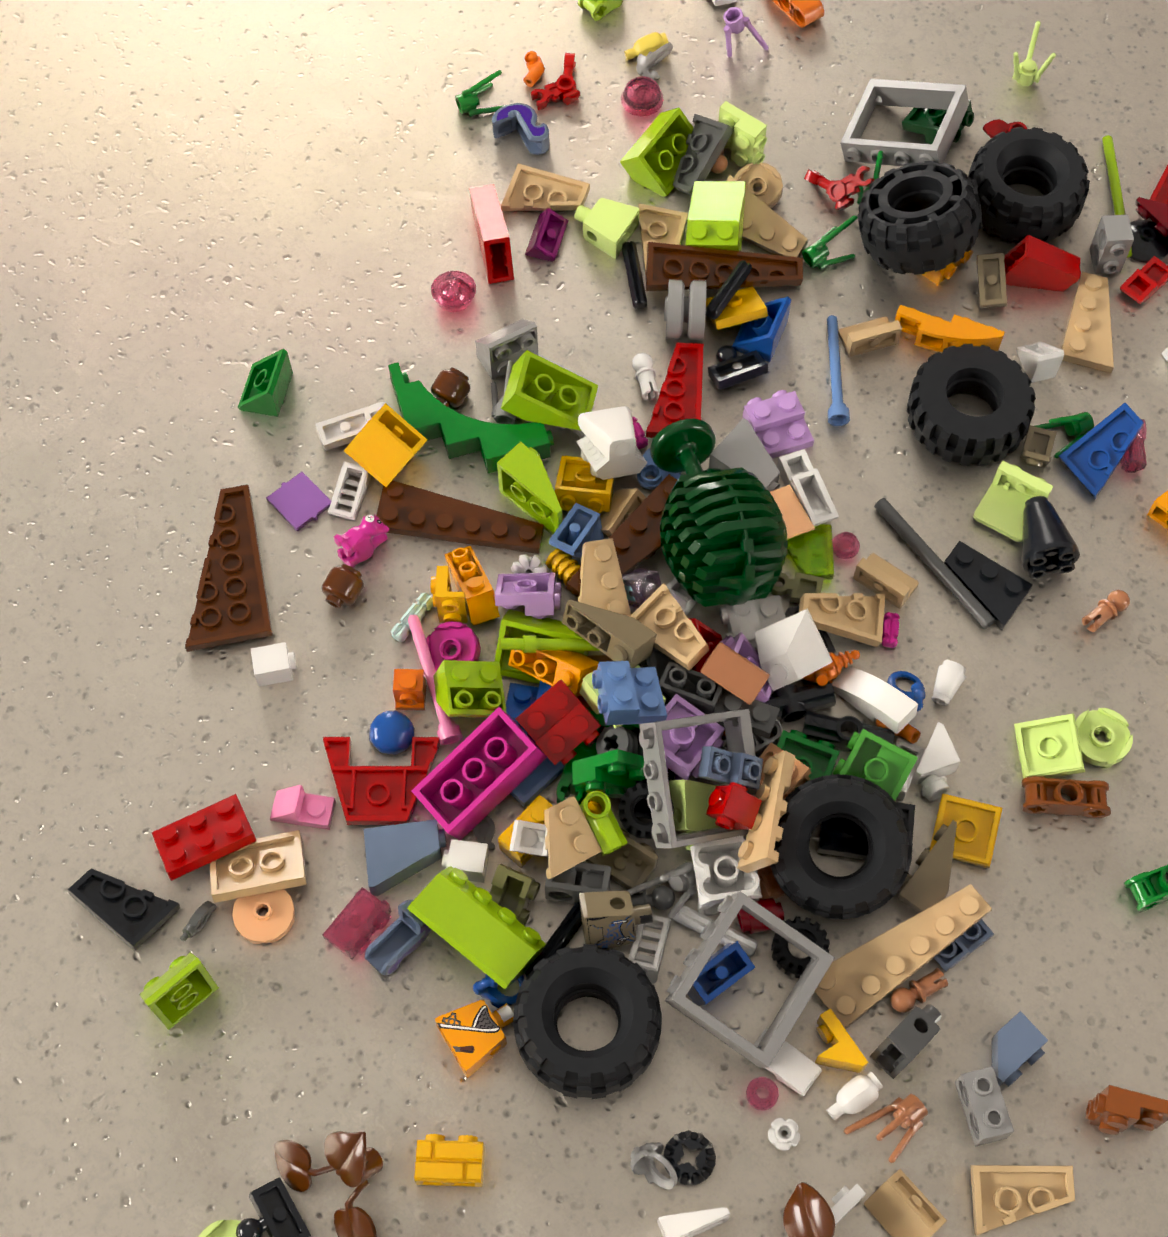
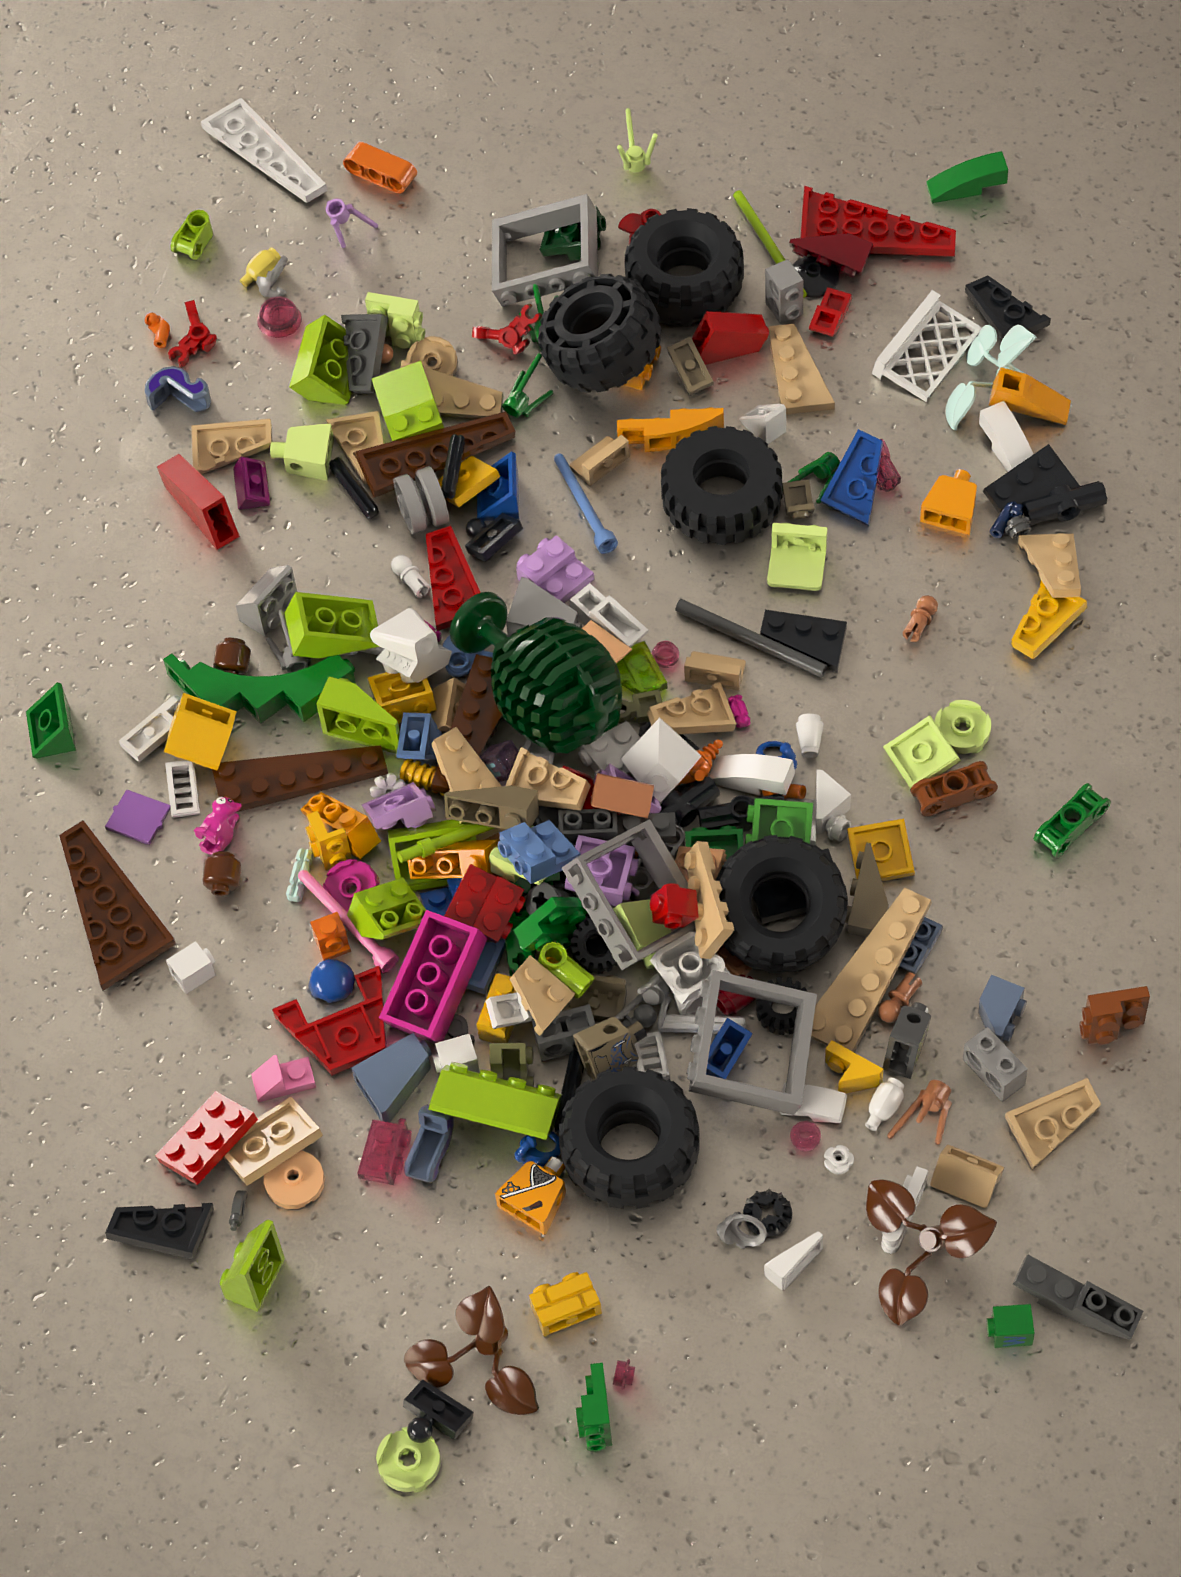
camera: 20 degrees left, 5 degrees down
(453, 290) = (188, 568): clear pink hat -> none
(469, 100) = (111, 383): green plant -> none
(730, 767) = (652, 875): sand blue slope -> none
(1045, 540) = (842, 578): black cone -> none

